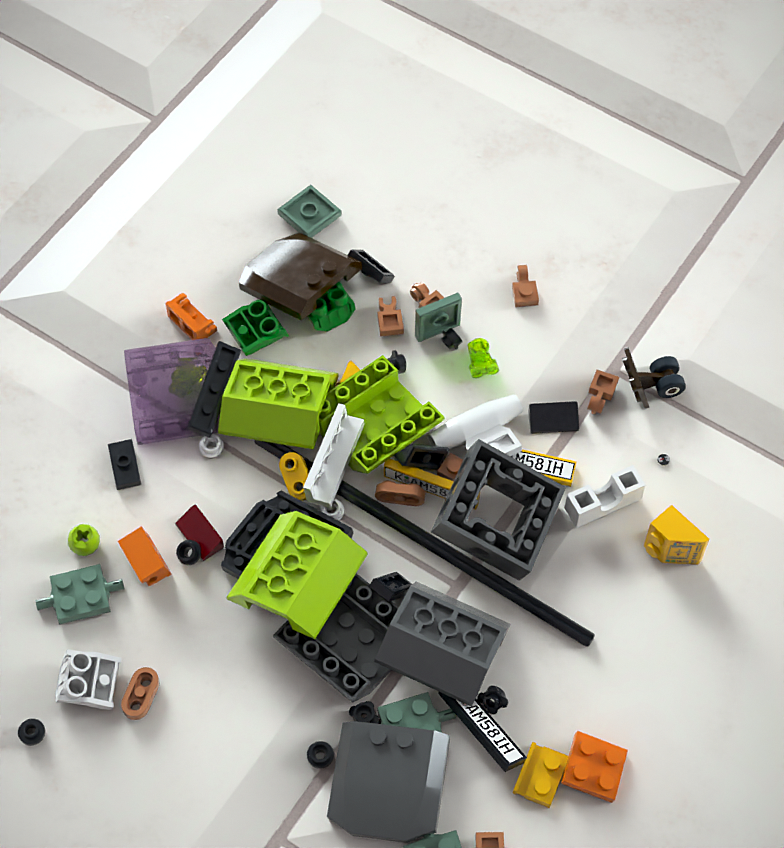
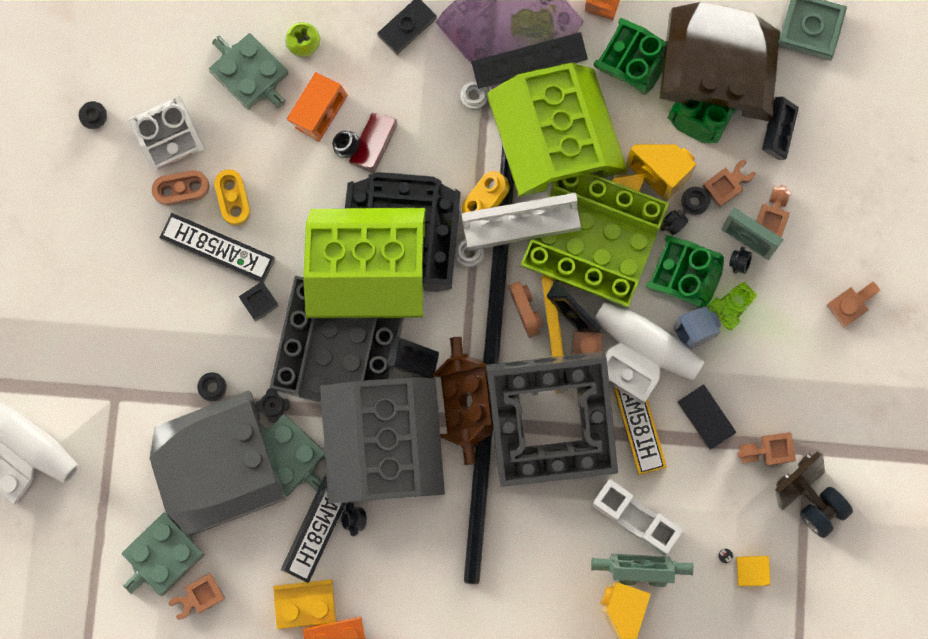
camera: 65 degrees right, 20 degrees up
(176, 657) = (232, 198): none -> yellow plate
(207, 692) = (217, 248): none -> tile
(273, 681) = (258, 301): none -> black plate
(354, 343) = (665, 166): none -> yellow slope
(388, 339) = (699, 193): none -> black plate
(426, 567) = (459, 378): none -> reddish brown plate
(437, 375) = (687, 272): none -> green slope
(484, 387) = (697, 327): none -> sand blue slope
(646, 510) = (643, 568): none -> sand green plate
(685, 445) = (753, 571): none -> yellow slope

